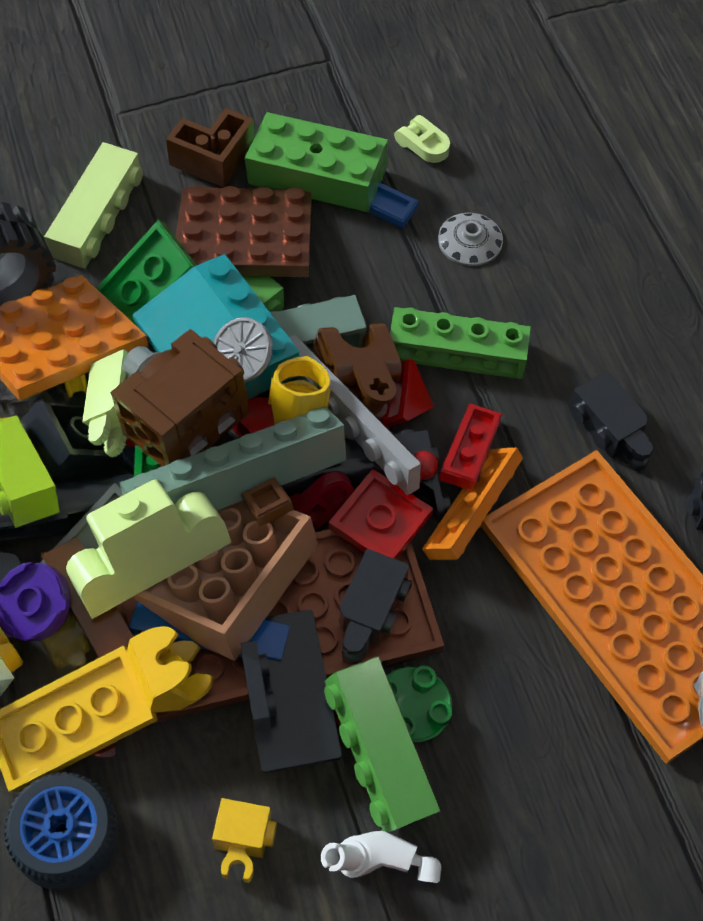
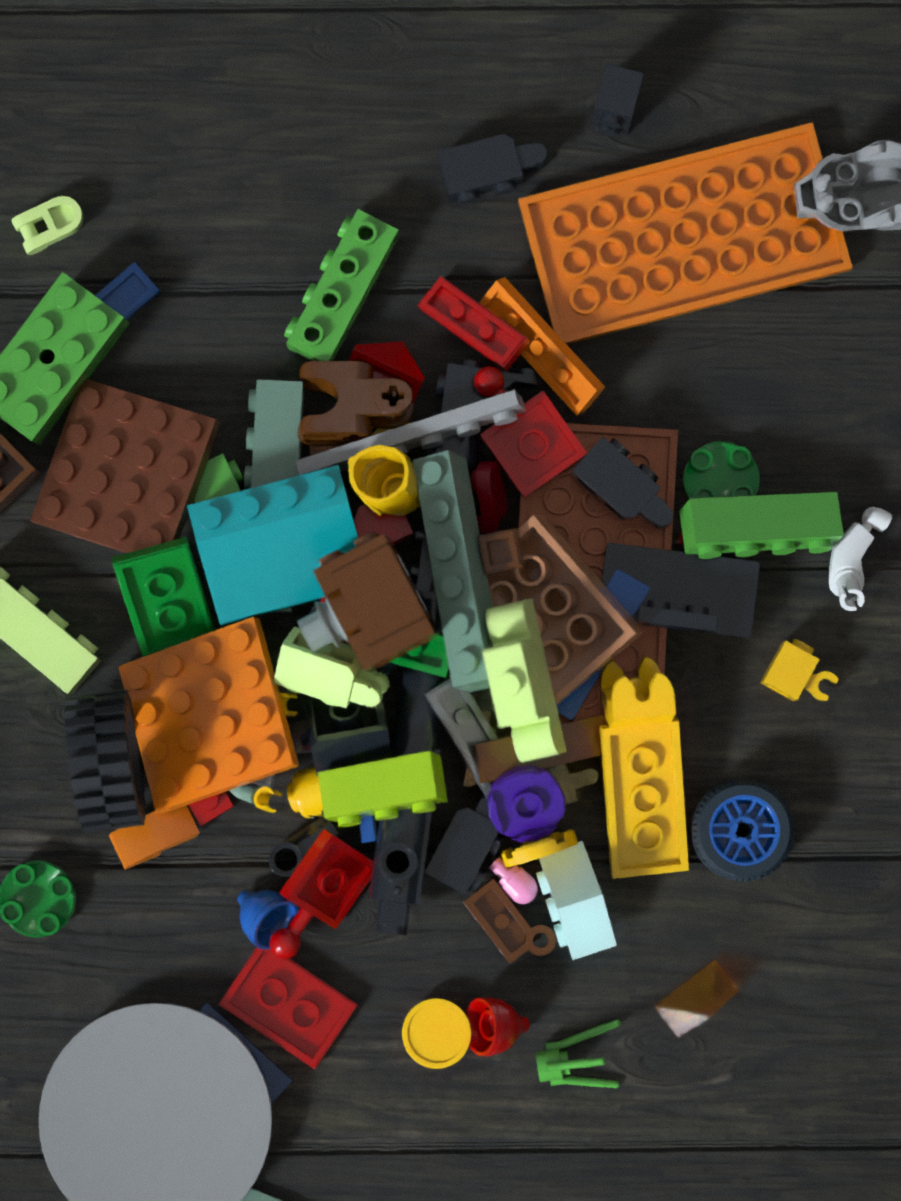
camera: 70 degrees left, 25 degrees up
(247, 343) = (324, 523): light grey wheel -> none
(470, 239) = (206, 240): light grey dish -> none

